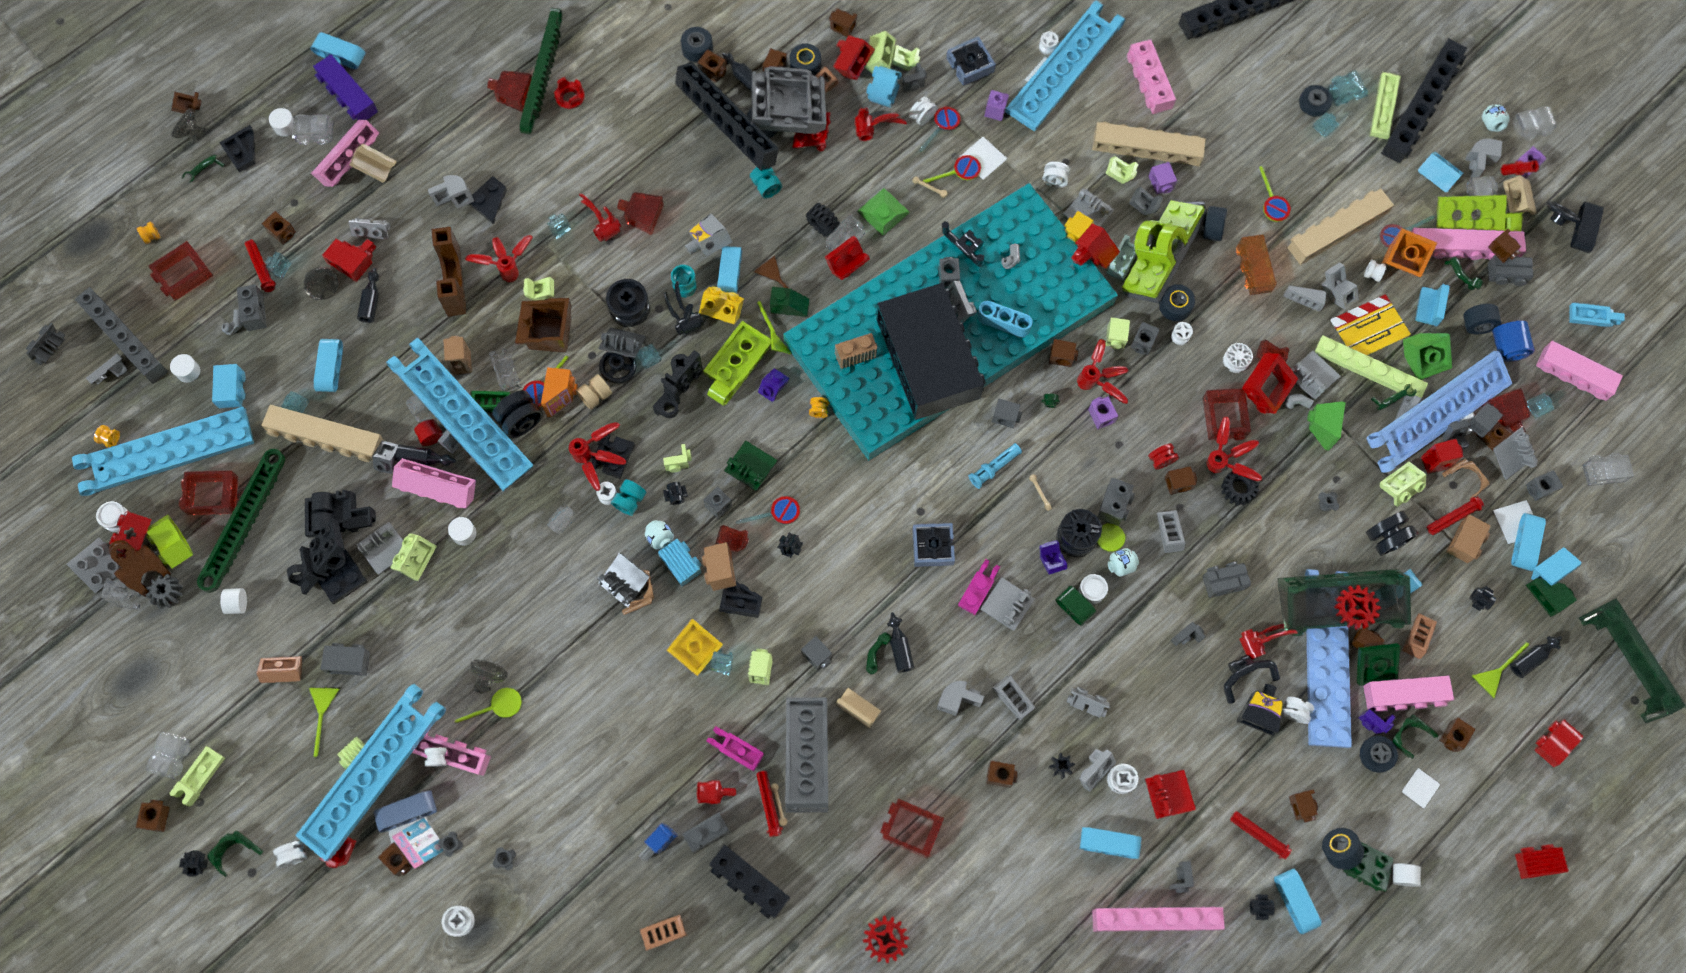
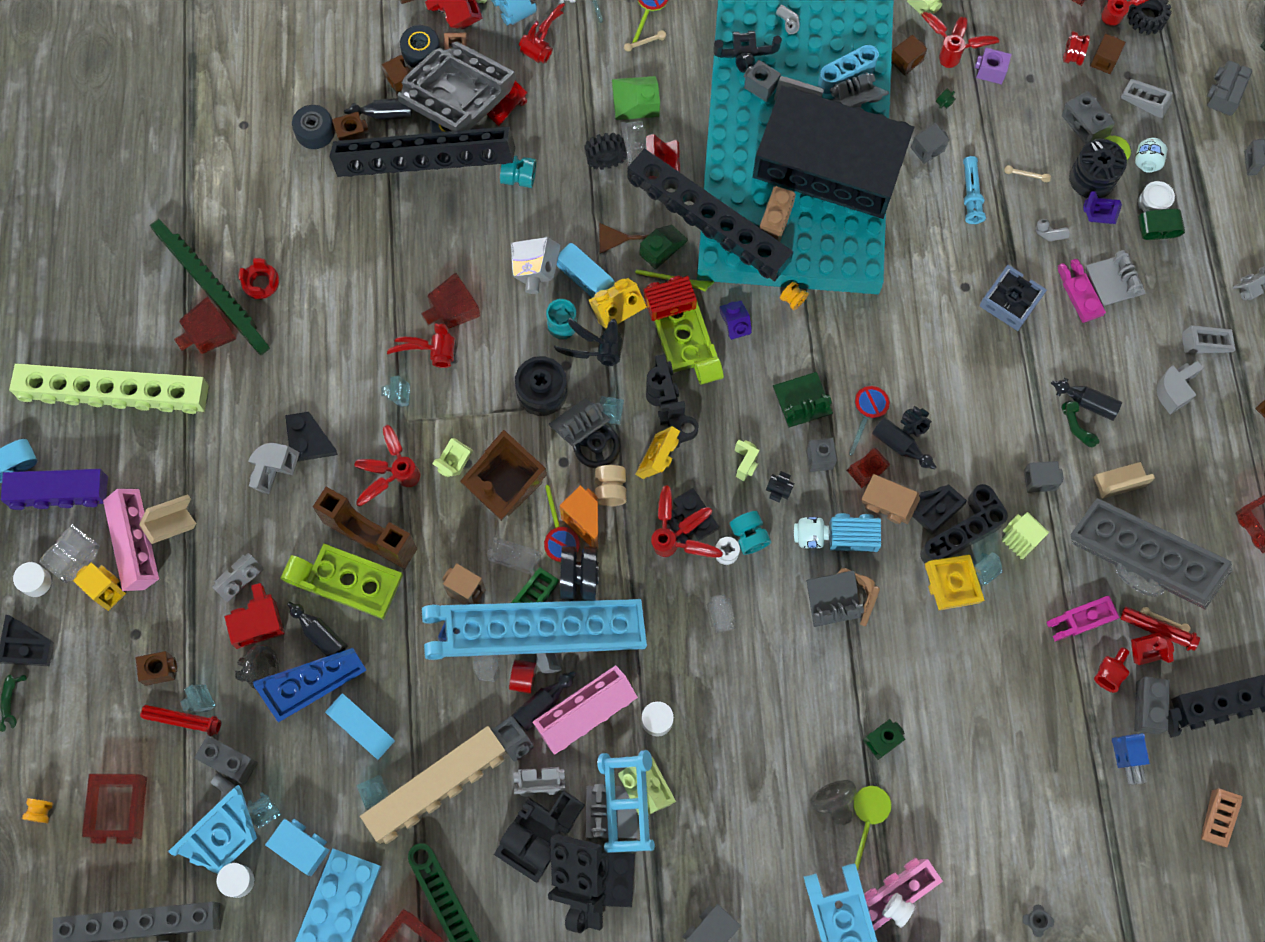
camera: 50 degrees left, 0 degrees up
(204, 337) = (219, 834): none -> medium azure wing
(236, 351) = (263, 810): none -> clear light blue tile
(302, 158) = (99, 585): none -> yellow brick
(328, 314) = (302, 685): none -> blue wing
(374, 498) = (528, 784): none -> light grey hinge
(405, 277) = (326, 576): none -> lime hinge
(408, 33) = (26, 378): none -> yellowish green brick
(420, 538) = (606, 766): none -> medium azure piece
(553, 677) = (884, 738): none -> dark green brick
(636, 403) = (657, 456): none -> yellow hinge
(706, 856) = (1173, 717): none -> black tile
(736, 627) = (962, 532): none -> black beam
(747, 806) = (1152, 648): none -> red bracket
(748, 331) = (669, 297): none -> red brick
(768, 547) = (901, 442): none -> black wheel
(821, 248) = (649, 165): none -> black brick
(955, 252) = (743, 61): none -> black hinge
(993, 342) = (858, 91): none -> dark grey hinge
(1006, 537) = (1050, 234): none -> light grey arm

